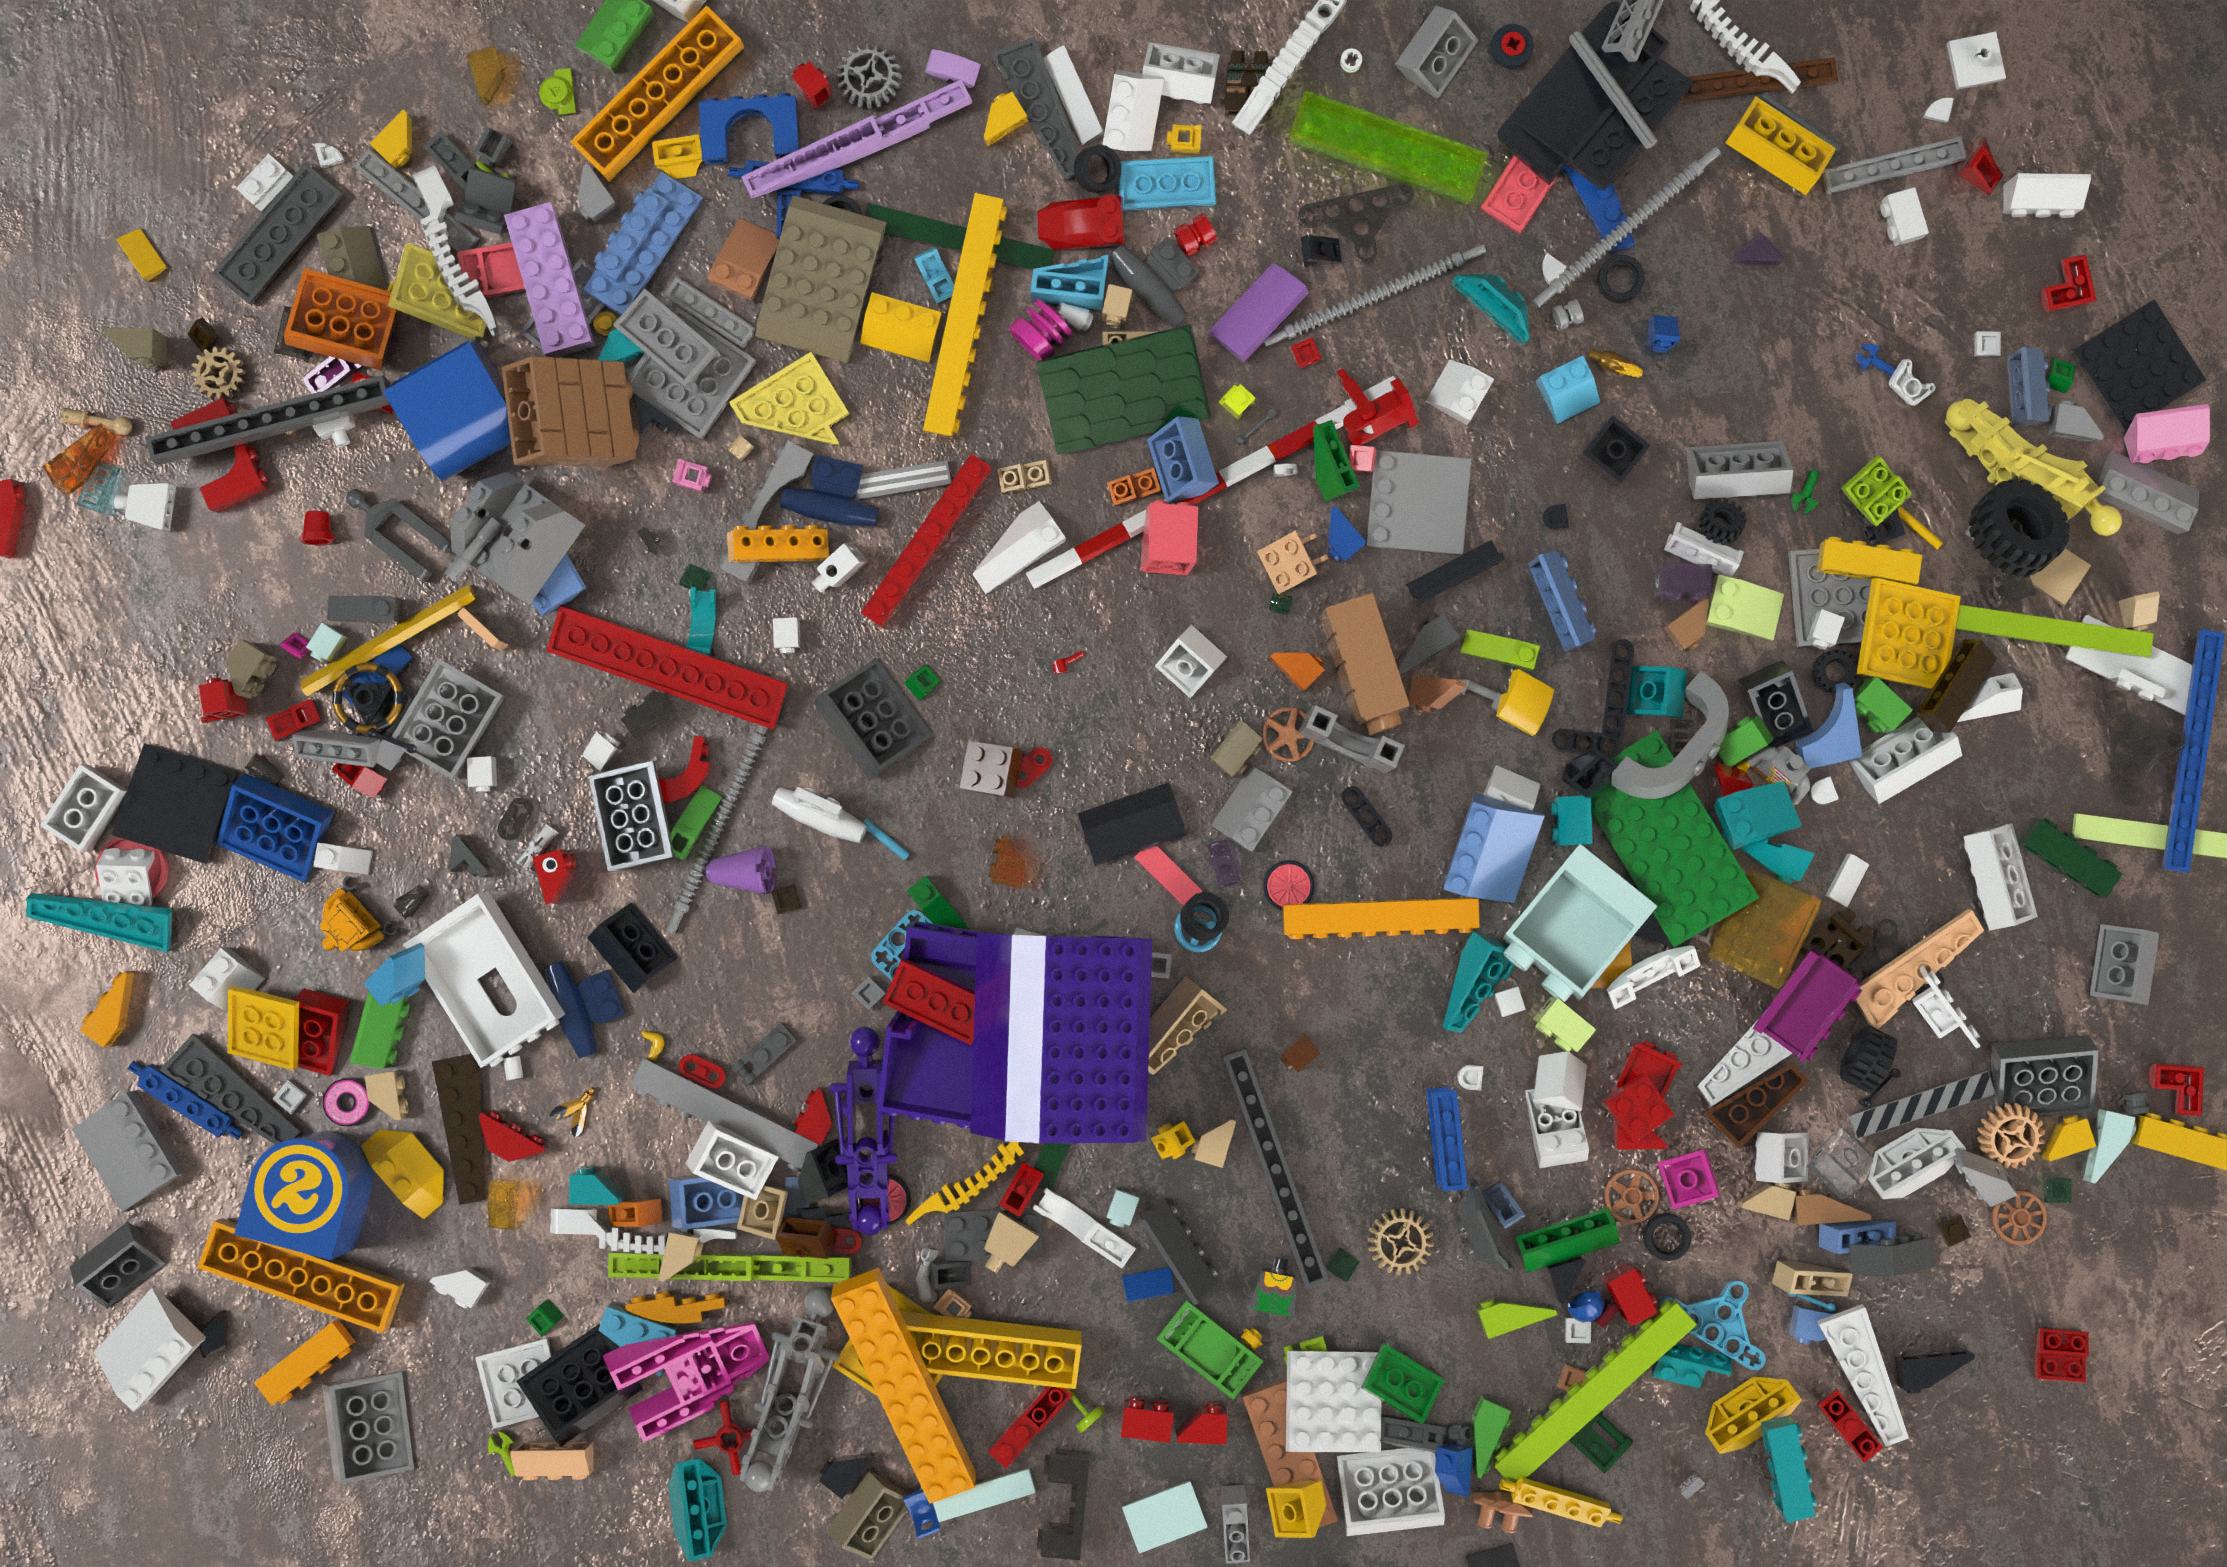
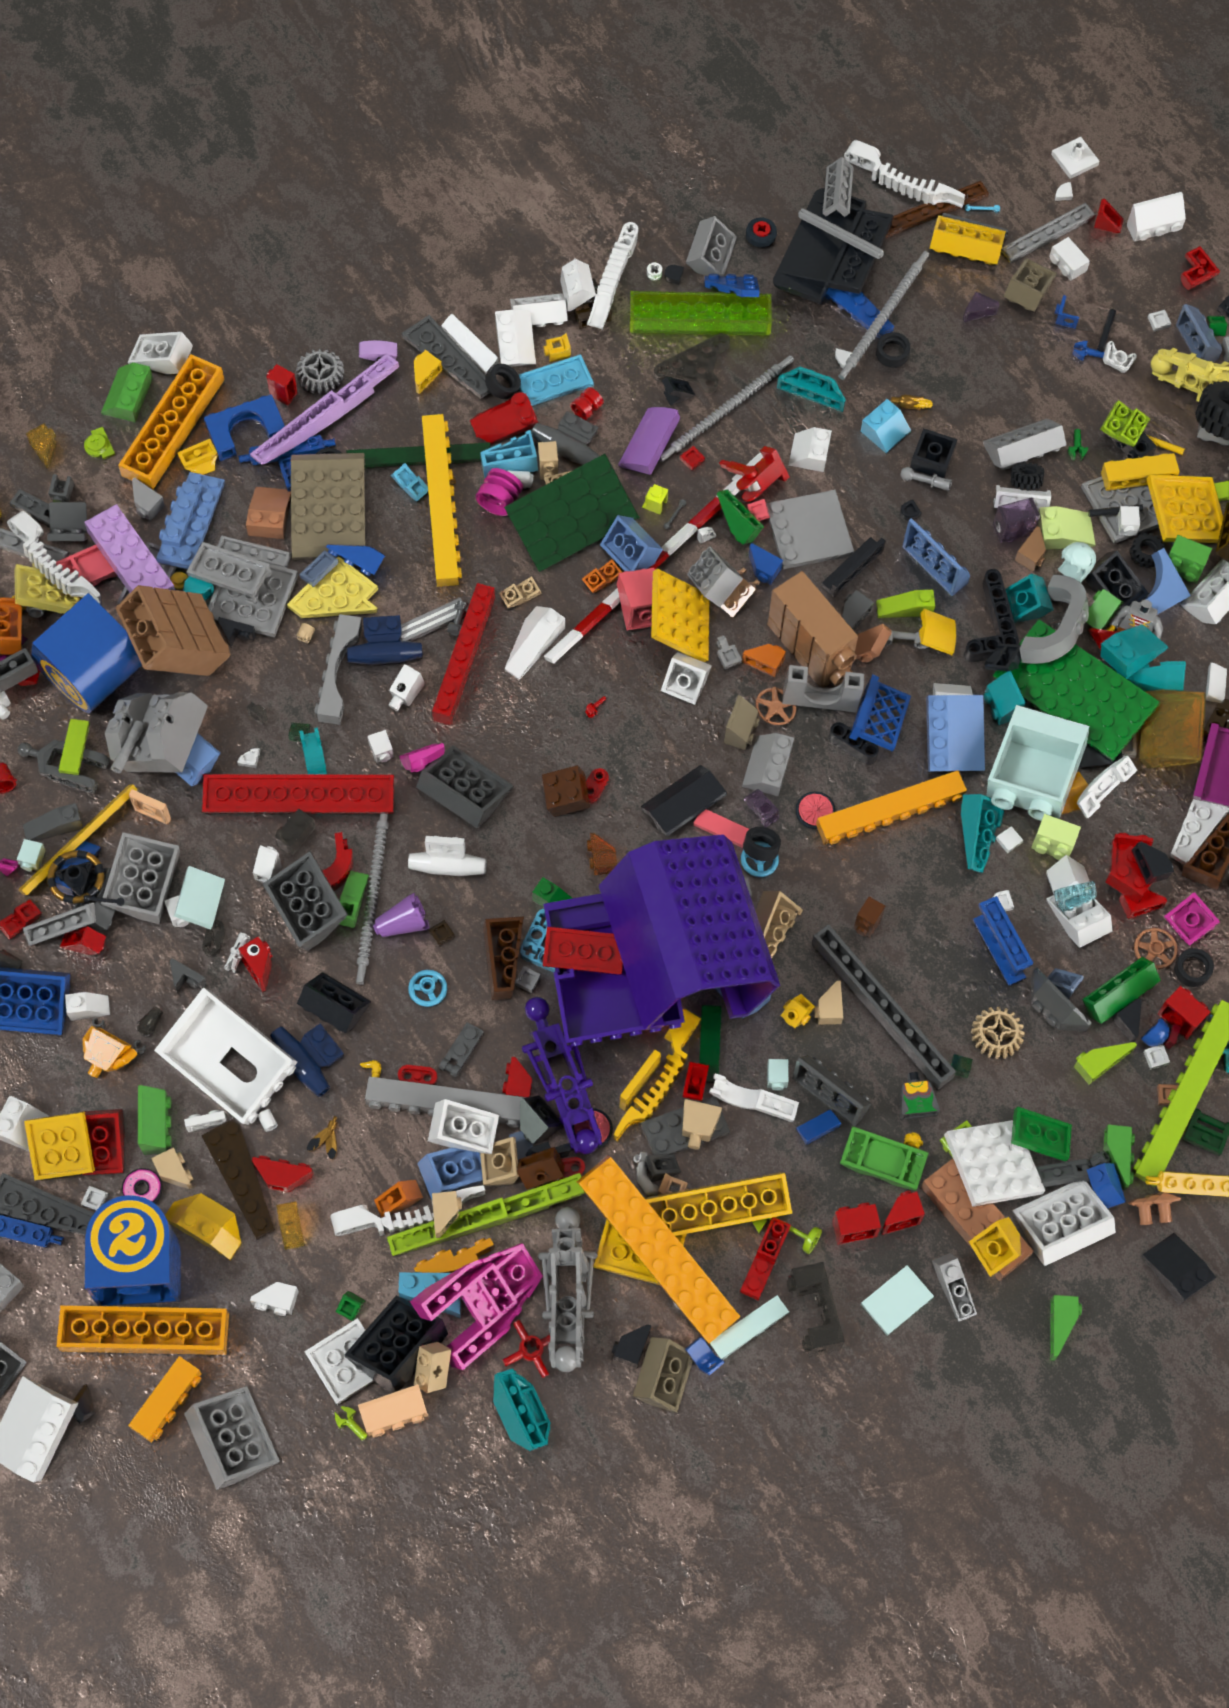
camera: 20 degrees left, 20 degrees down
(398, 976) = (157, 1068): dark azure slope -> none
(412, 519) = (74, 747): none -> lime tile
(430, 1044) = (198, 1122): none -> white plate
(510, 766) = (199, 897): none -> light aqua tile
(593, 1188) = (361, 1186): teal slope -> none
(610, 1428) = (432, 1367): none -> tan brick
(624, 595) = (250, 758): none -> white tile
(692, 476) = (275, 661): bright pink window -> none
(751, 981) = (427, 981): none -> medium azure piece
(777, 545) = (354, 684): light orange brick -> none
(782, 366) = (319, 568): none -> sand blue tile
(830, 666) = (417, 759): none -> dark pink slope
(839, 366) = (363, 556): none -> blue slope
(848, 953) = (502, 952): none -> reddish brown wedge
(886, 840) = (504, 868): medium azure piece -> none
(901, 327) = (397, 521): yellow slope -> none
(922, 682) = (492, 752): green slope -> none
(929, 499) = (455, 627): none -> dark grey bar
(957, 1166) = (640, 1080): none -> yellow tile
(1208, 583) = (680, 616): none -> yellow plate
(1237, 61) = (576, 283): none -> white slope
(1254, 647) = (727, 654): none -> light grey plate
(1270, 540) = (714, 576): none -> light grey slope
(1280, 603) = (736, 621): clear green hose -> none
(1375, 72) = (674, 273): none -> black tile
(1392, 783) = (864, 712): none -> blue fence
(1447, 120) = (743, 286): none -> blue plate
(1515, 196) = (800, 319): coral tile -> none
(1555, 1109) = (1068, 896): none -> clear light blue slope
(1567, 314) = (868, 379): light grey wheel -> none
(1573, 464) = (908, 474): none -> light grey pin
(1661, 1113) = (1152, 863): none -> black slope
(1662, 333) = (936, 373): blue slope -> none
(1737, 669) = (1078, 561): none -> light aqua piece
(1815, 605) = (1109, 511): none -> black bar
(1823, 791) = (1173, 631): white tile -> none
(1838, 238) = (1029, 284): none -> dark tan slope
(1839, 106) = (996, 208): none -> medium azure hinge
(1857, 301) = (1061, 316): none -> blue bracket
(1911, 338) = (1108, 324): none -> black bar

